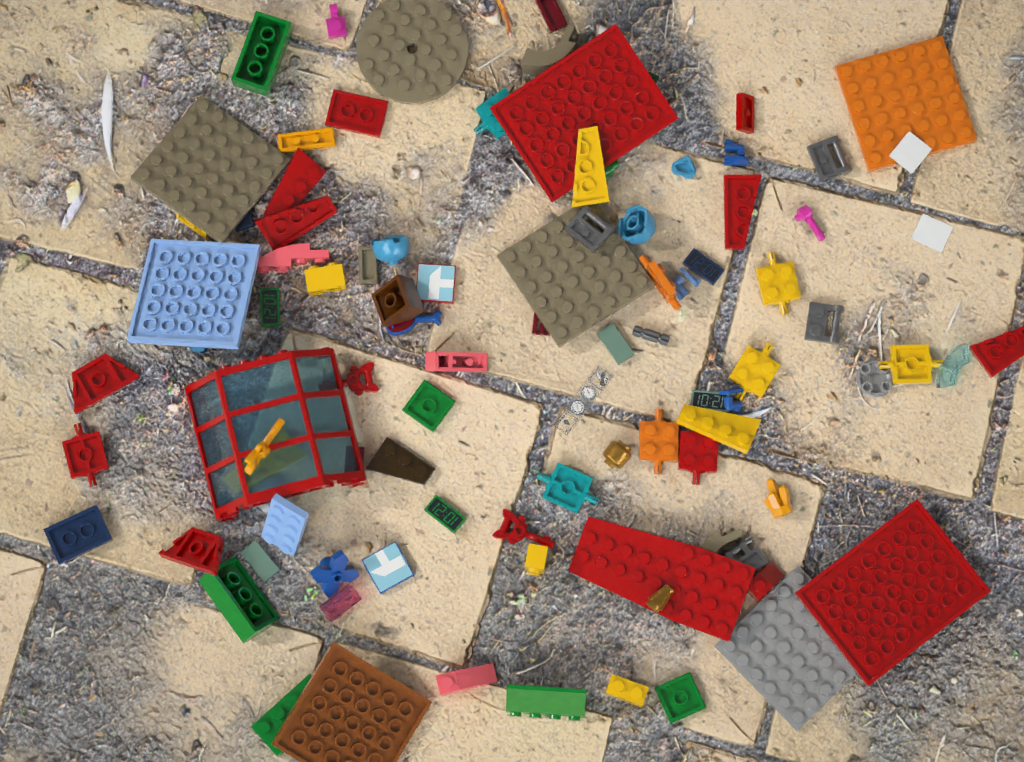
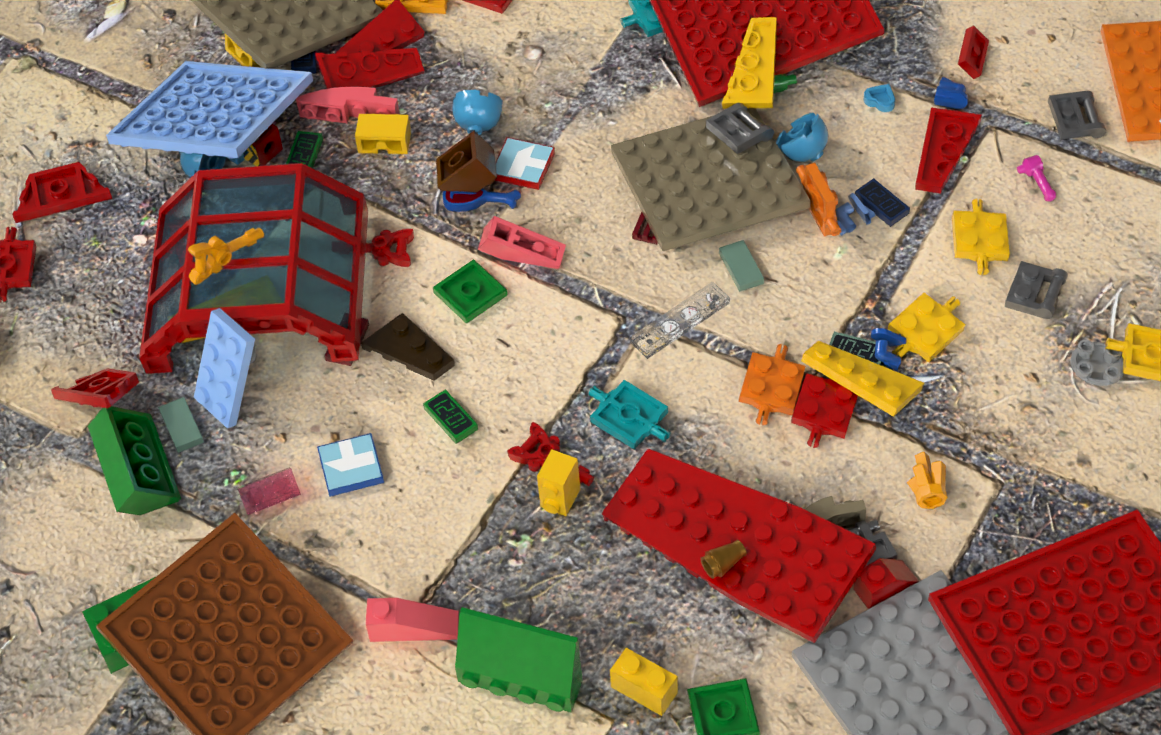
camera: 15 degrees right, 25 degrees down
(333, 571) = (278, 438): blue plant -> none
(367, 266) = (442, 132): dark tan tile -> none
(617, 454) = (709, 385): pearl gold head -> none
(651, 335) = (792, 263): dark grey axle -> none

